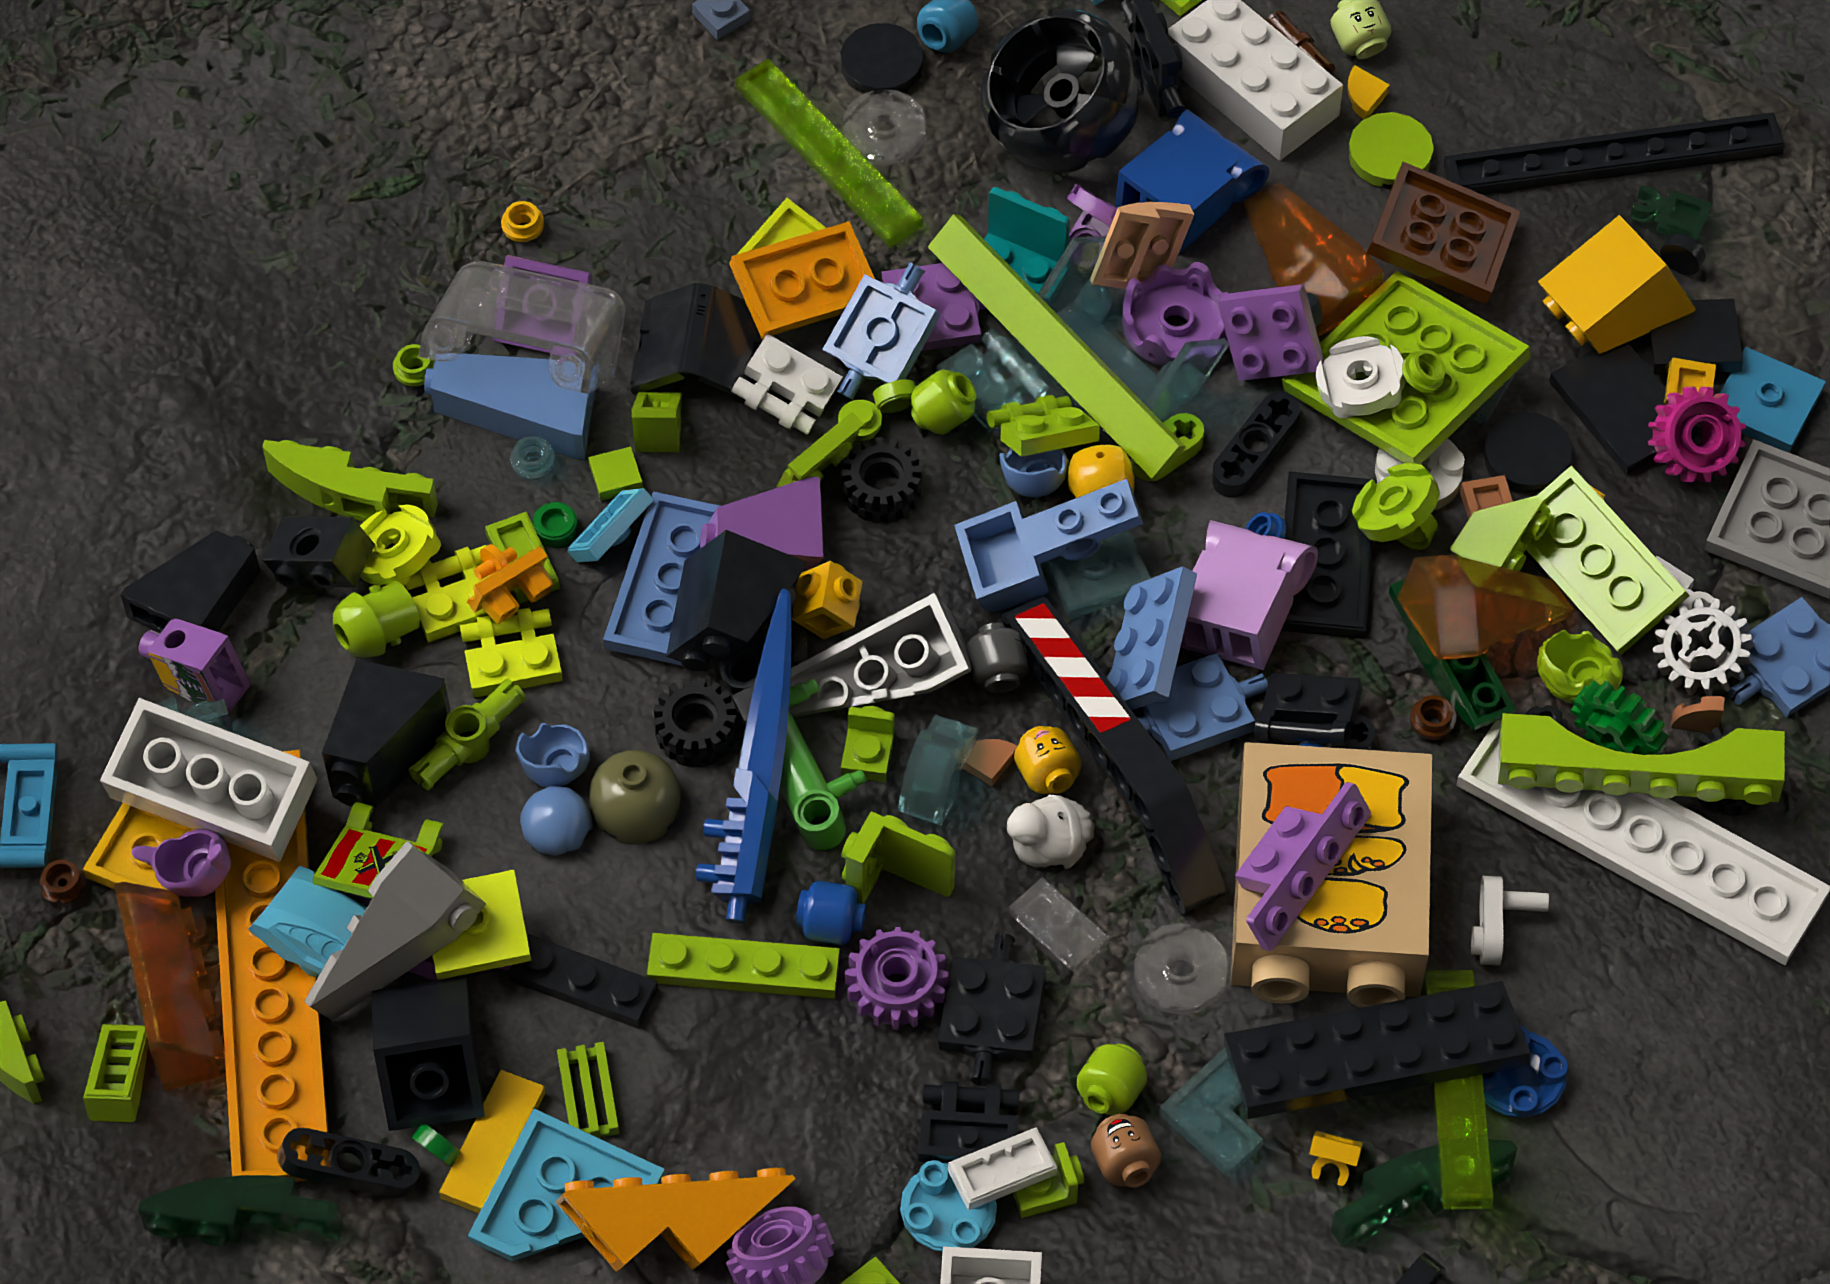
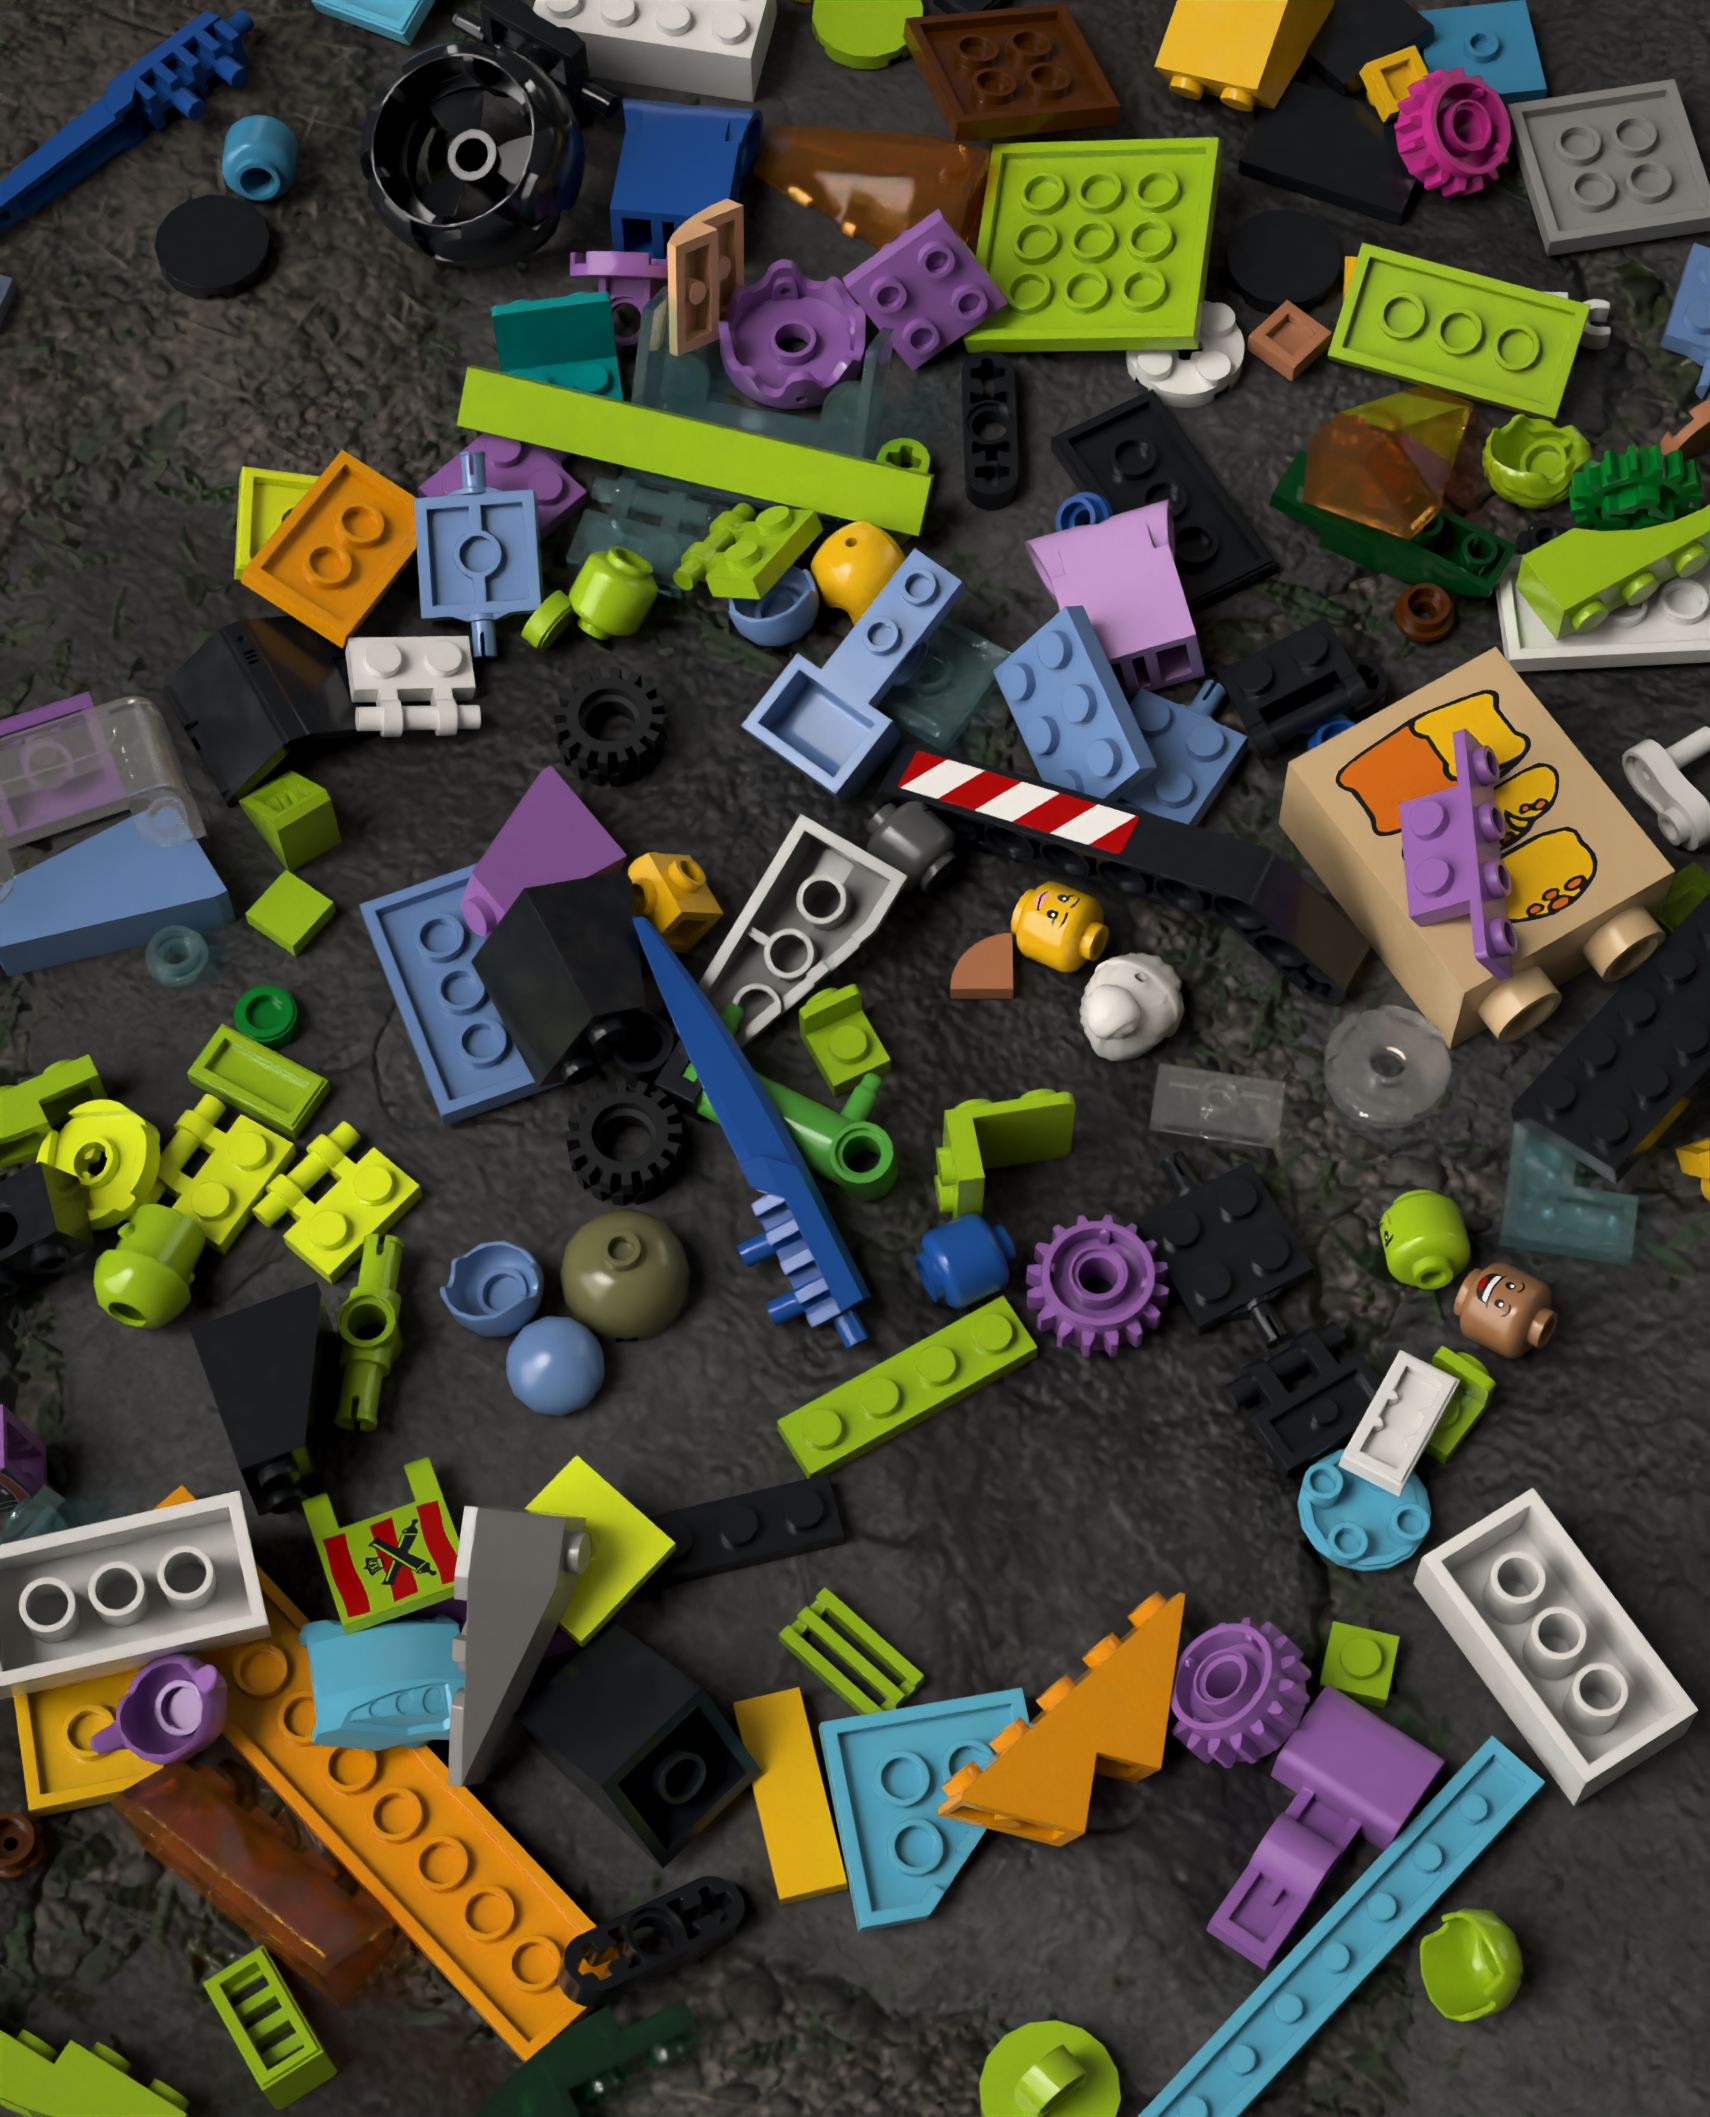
camera: 35 degrees left, 5 degrees up
(436, 1144) = (733, 1845): green tile -> none
(494, 591) = (297, 1096): light orange hips -> none
(610, 525) = (338, 977): medium azure plate -> none
(828, 449) = (527, 730): lime plate -> none
(829, 153) = (236, 389): clear neon green tile -> none
(867, 414) = (527, 674): lime plate -> none
(891, 145) = (283, 349): clear tile -> none
(935, 769) = (950, 1016): clear light blue brick -> none
(1366, 396) = (1068, 309): white plate -> none
(1399, 507) = (1212, 398): lime tile -> none
(1424, 370) = (1132, 230): lime plate -> none
(1503, 532) = (1342, 365): lime slope -> none
(1703, 666) = (1665, 361): light grey gear -> none

